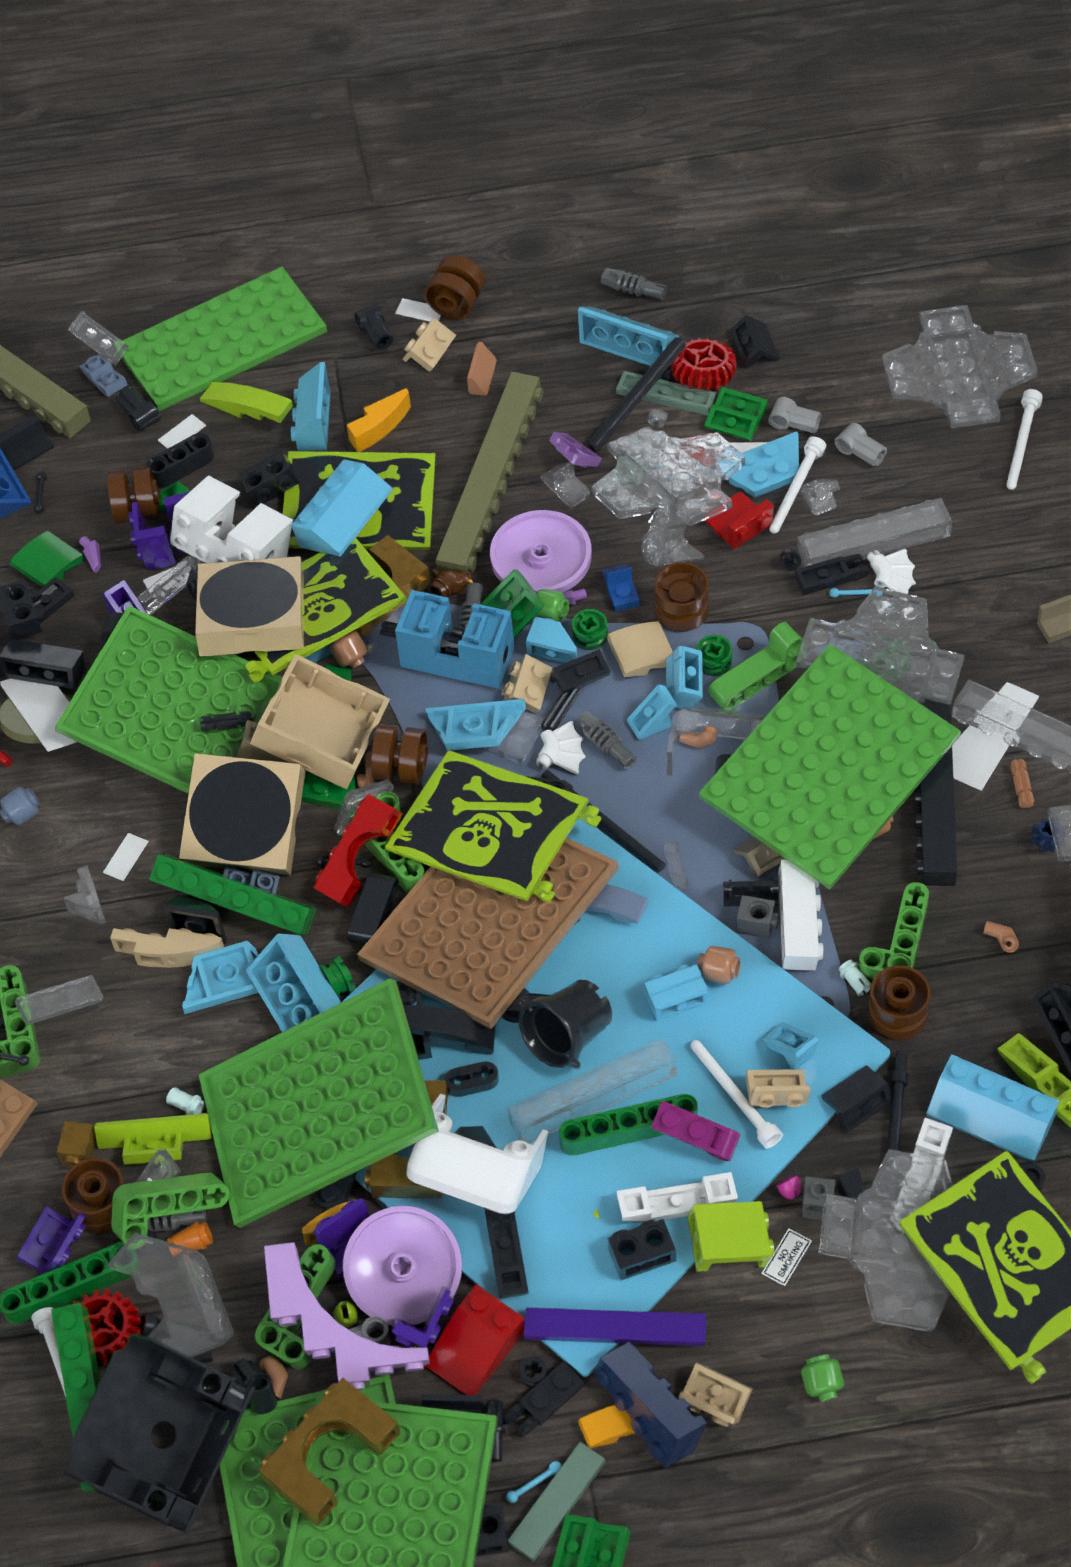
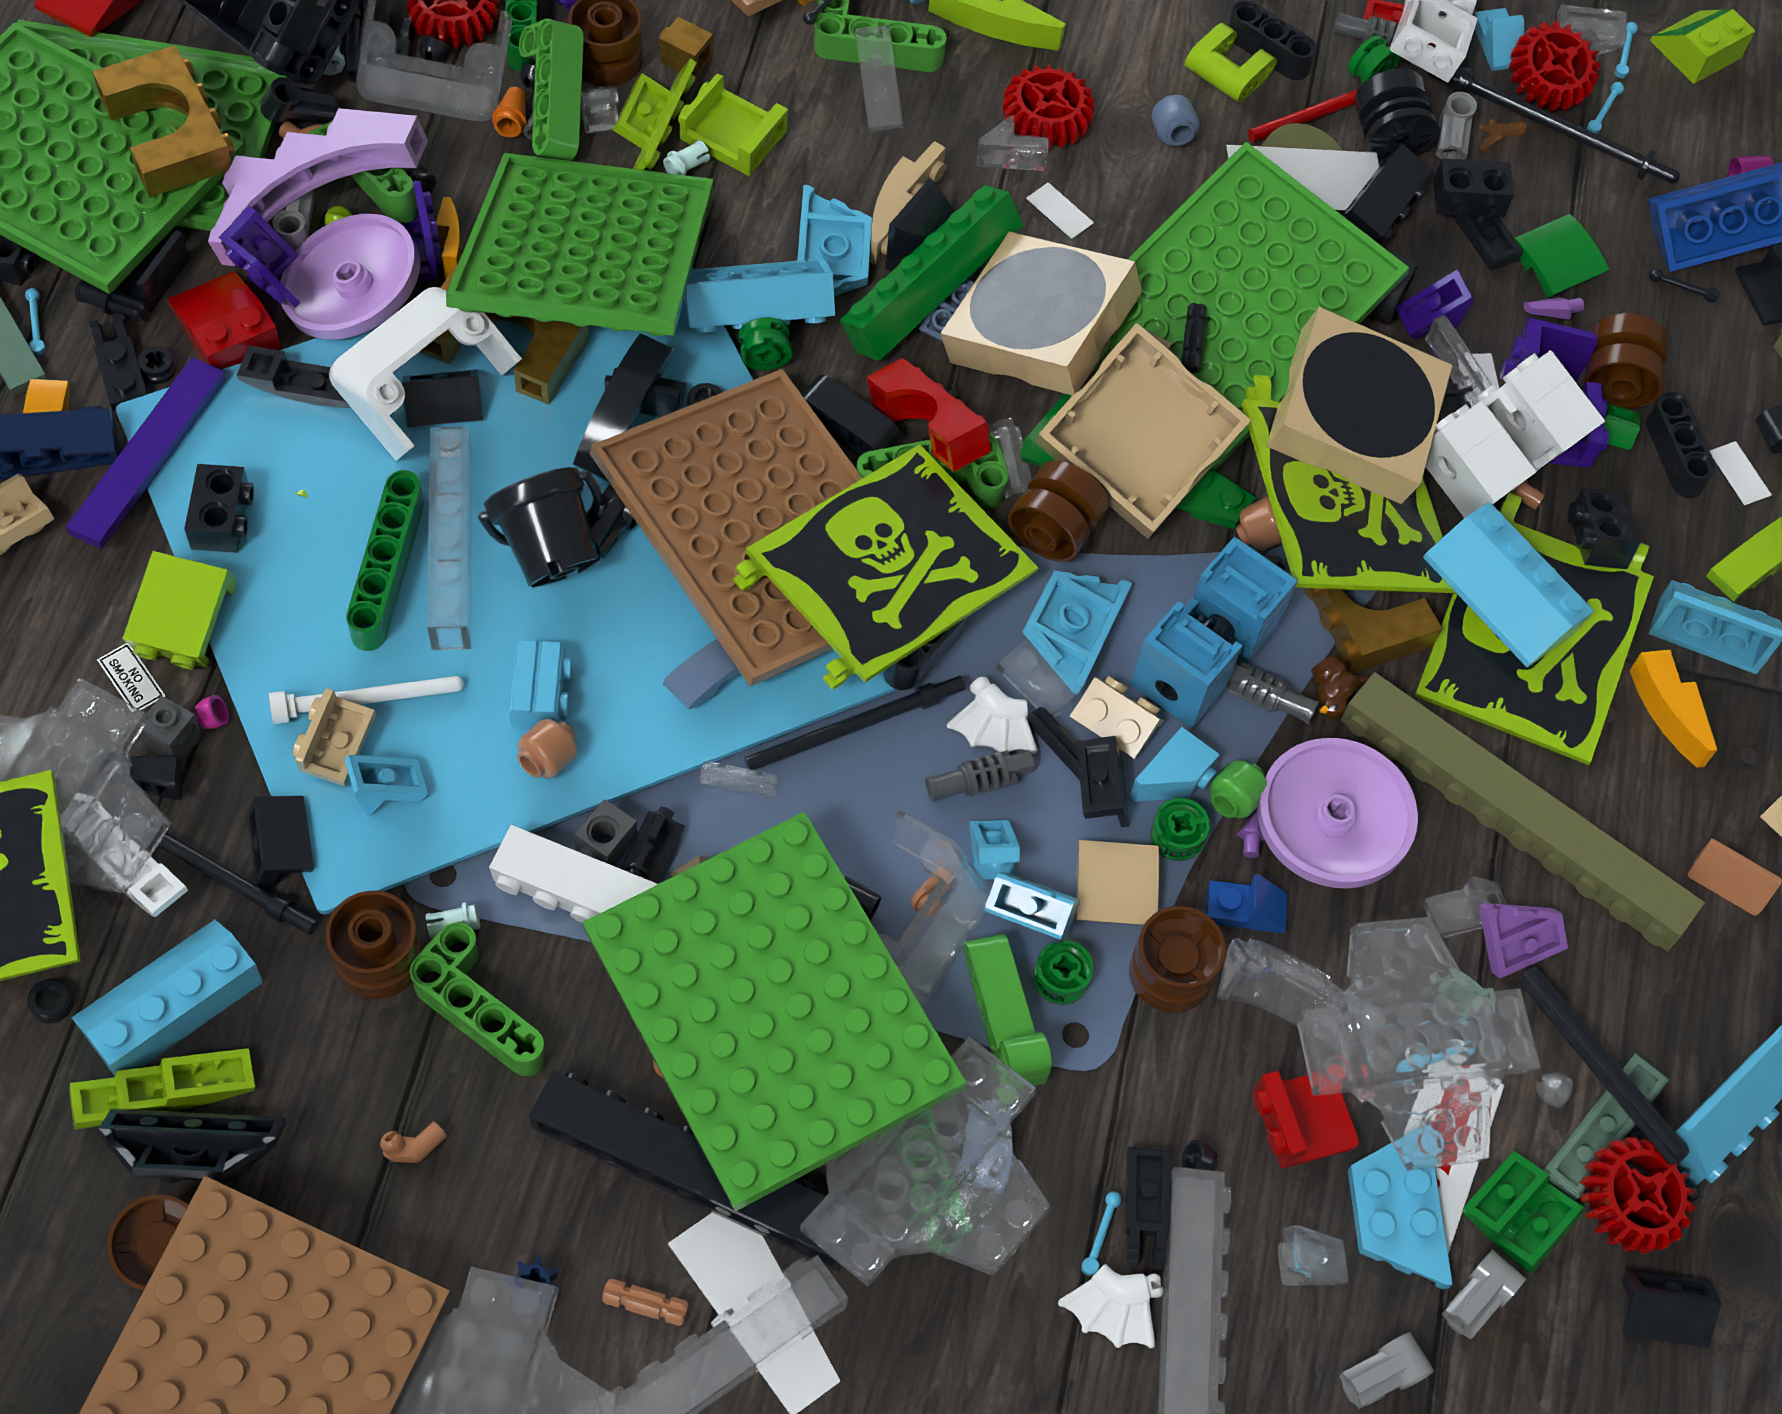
camera: 100 degrees right, 5 degrees up
(33, 880) = (1049, 105): none -> red gear
(141, 1082) = (732, 126): none -> lime panel
(472, 1079) = (556, 430): black beam -> none
(518, 597) = (1255, 741): green slope -> none
(675, 1201) = (261, 568): white slope -> none
(696, 1131) = (319, 615): magenta plate -> none
(813, 450) = (1398, 1287): white piece -> none

